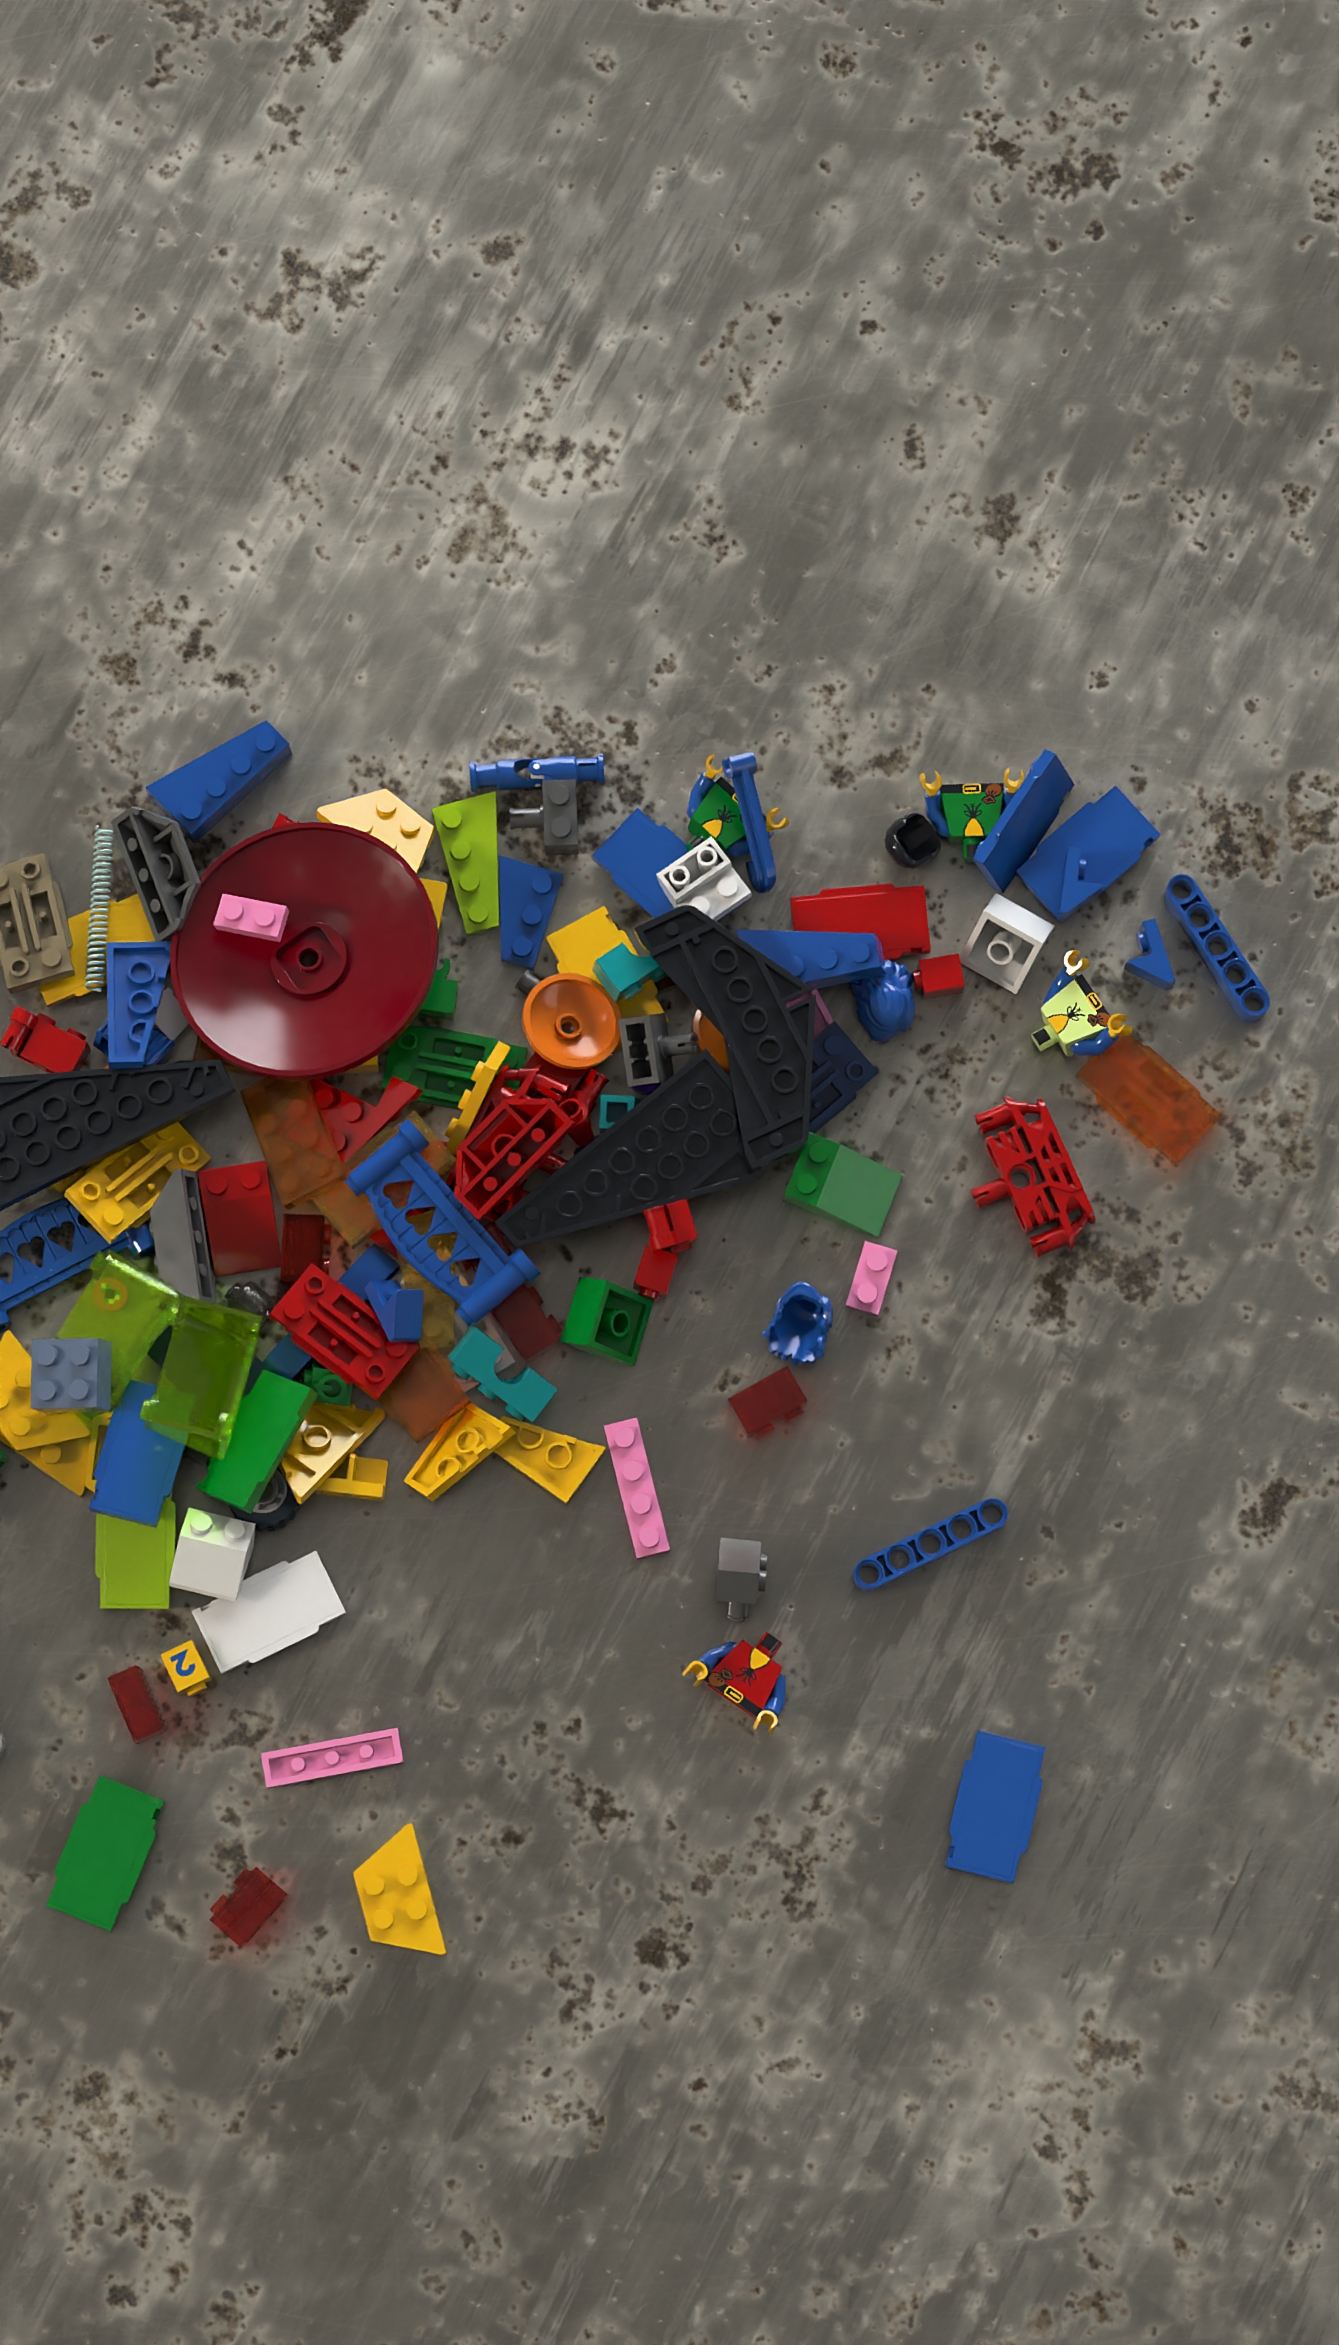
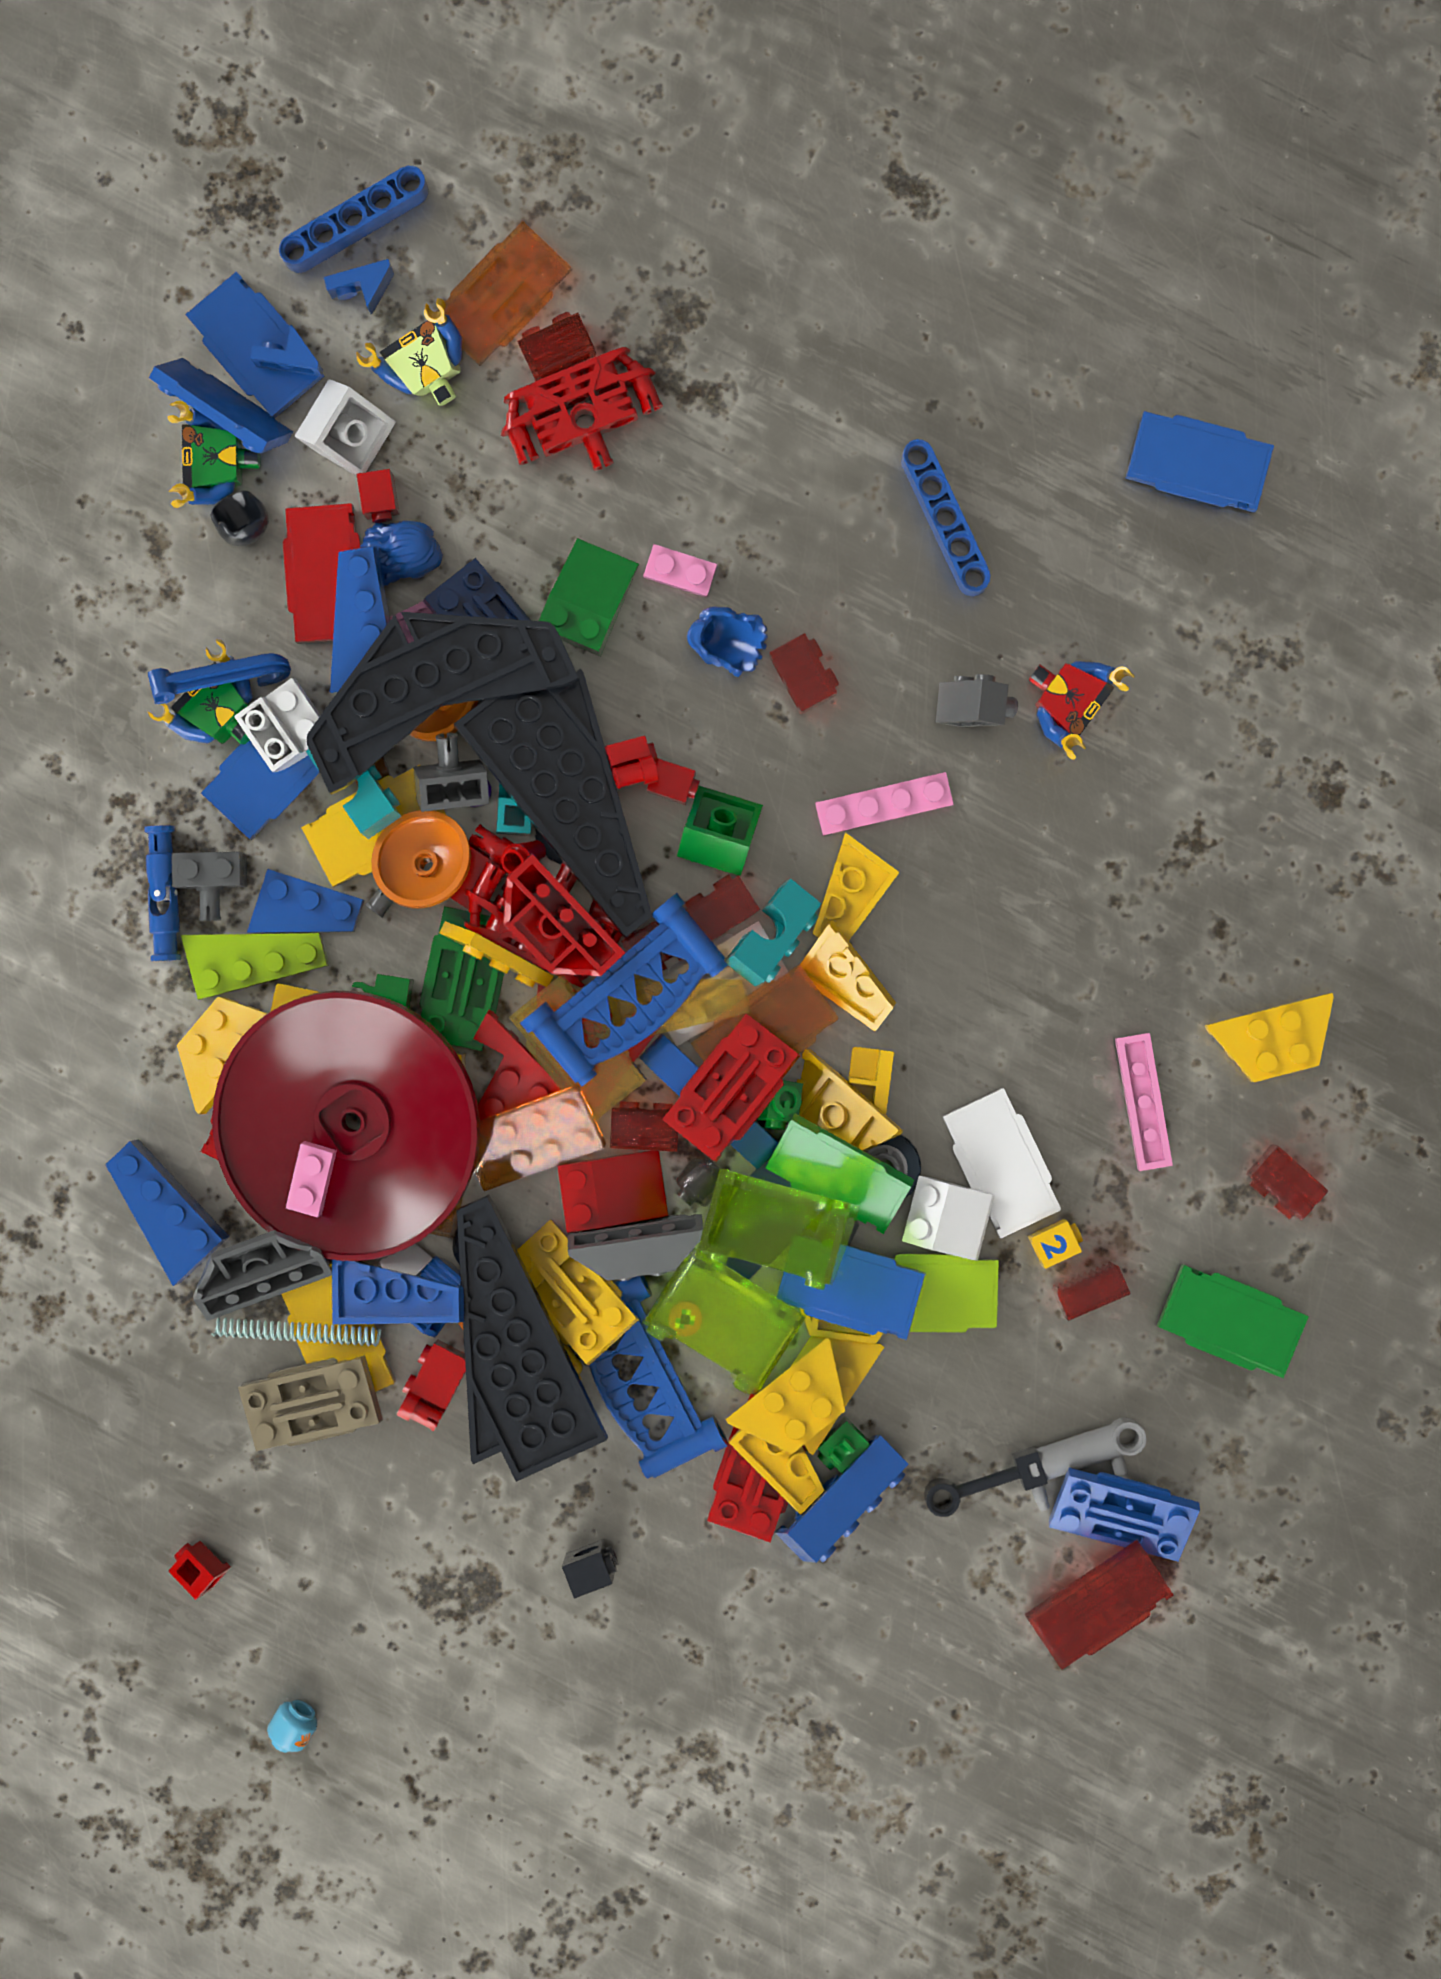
camera: 85 degrees left, 10 degrees up
(71, 1375) = (776, 1358): sand blue brick -> none
(397, 1309) = (712, 1034): blue slope -> none
(1094, 1150) = (556, 346): none -> clear red brick

